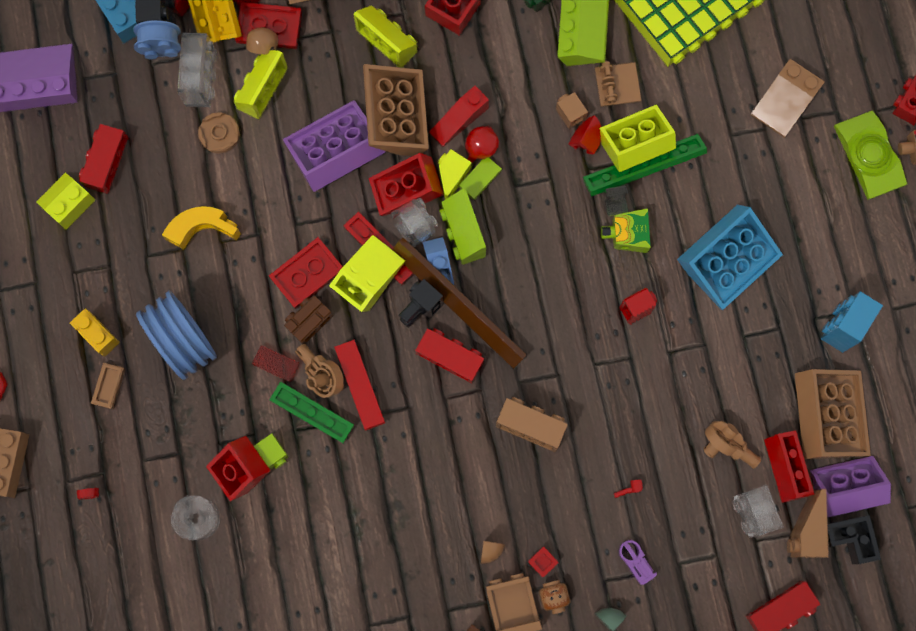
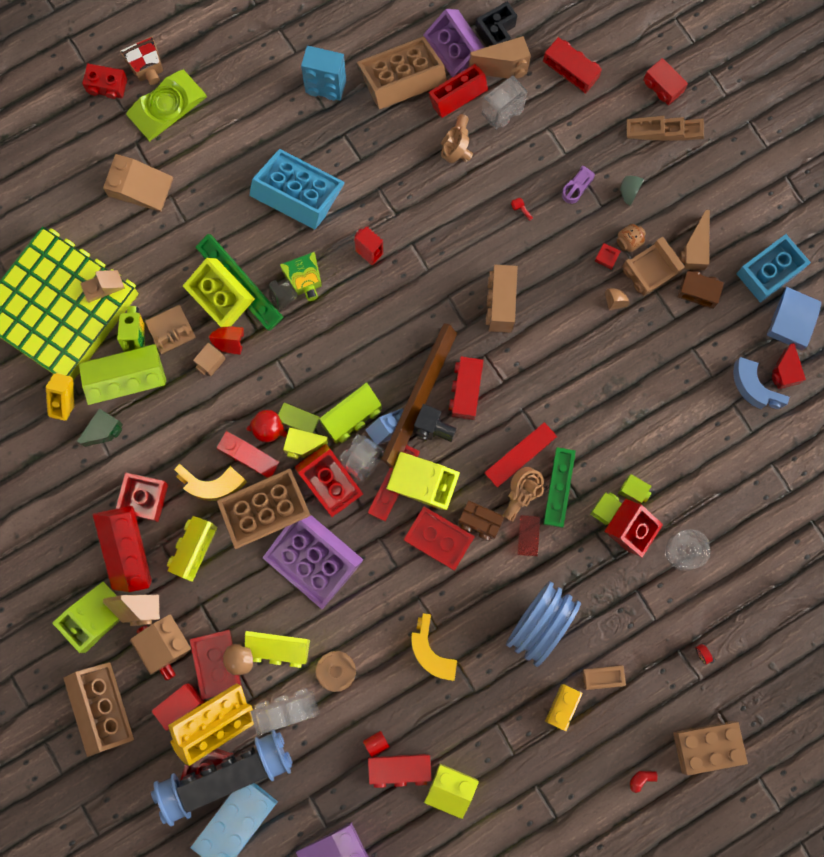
camera: 115 degrees left, 0 degrees up
(135, 145) = (376, 743): none -> red beam
(278, 489) = (635, 489): none -> lime brick
(438, 66) = (213, 490): none -> yellow arch
(627, 43) = (131, 329): none -> lime torso
(683, 28) = (102, 285): none -> medium nougat slope

